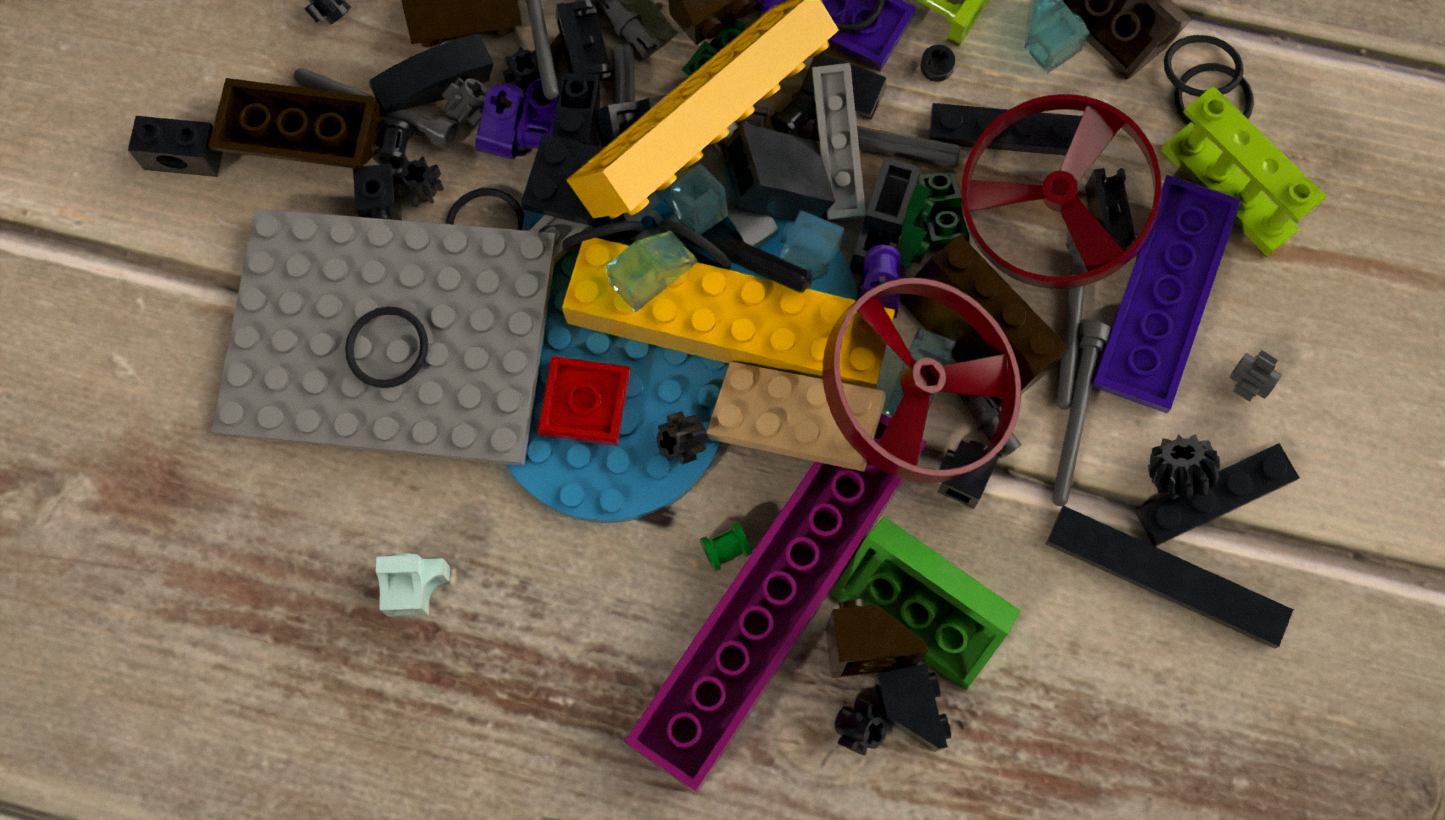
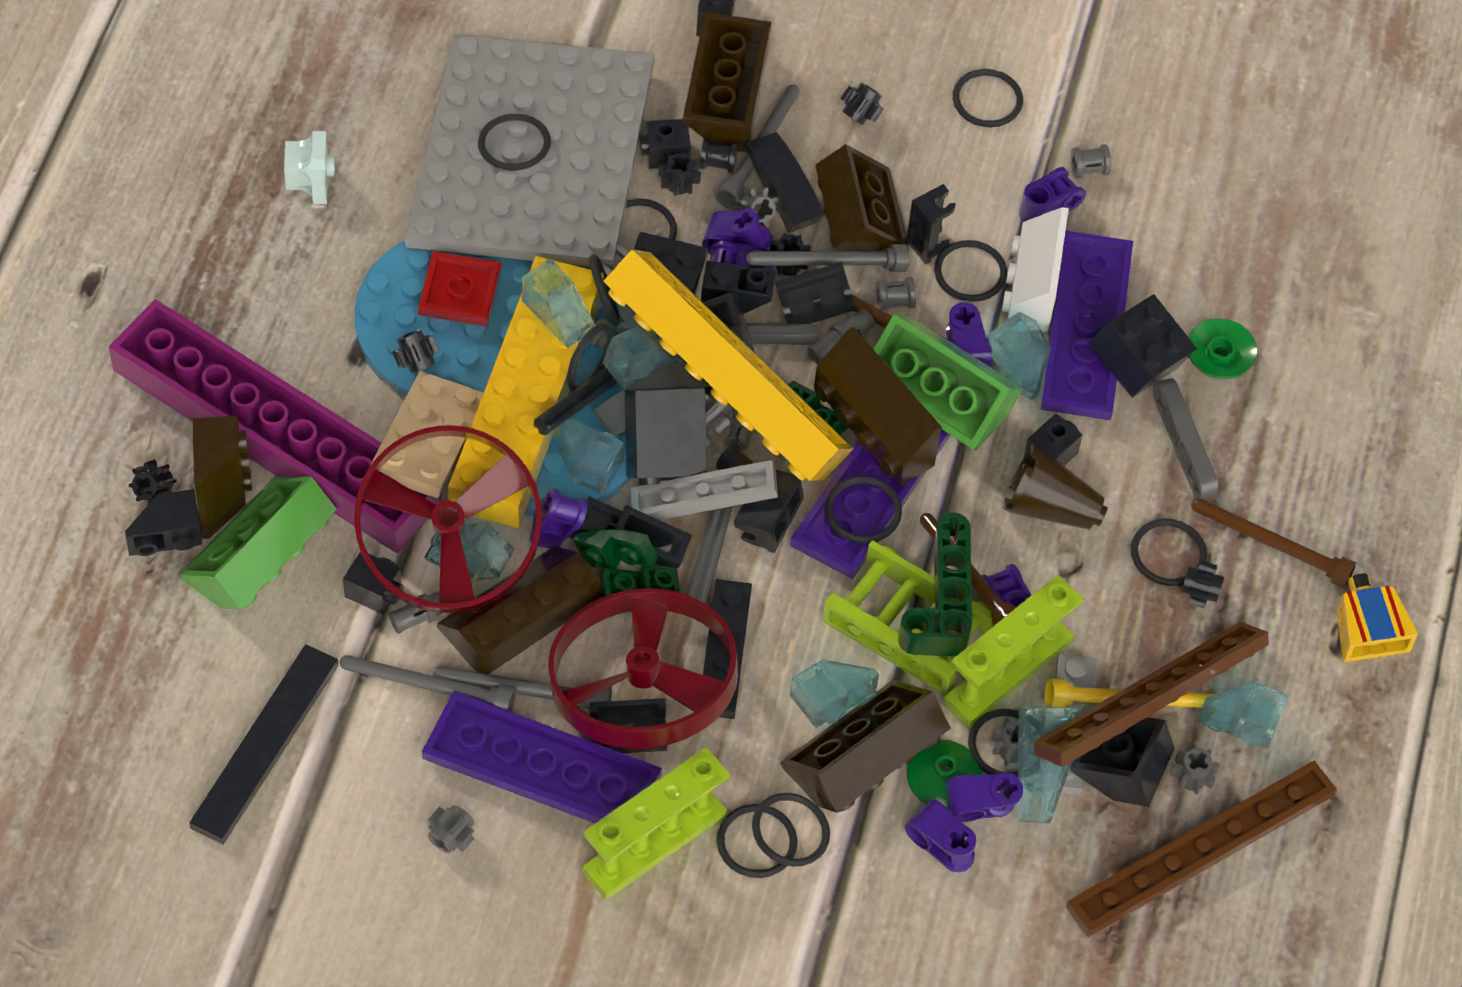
camera: 85 degrees right, 15 degrees down
(726, 546) = (319, 388): green bush -> none
(941, 52) = (792, 602): black bush -> none
(1184, 467) = (362, 752): black gear -> none
(1235, 488) = (339, 794): black plate -> none

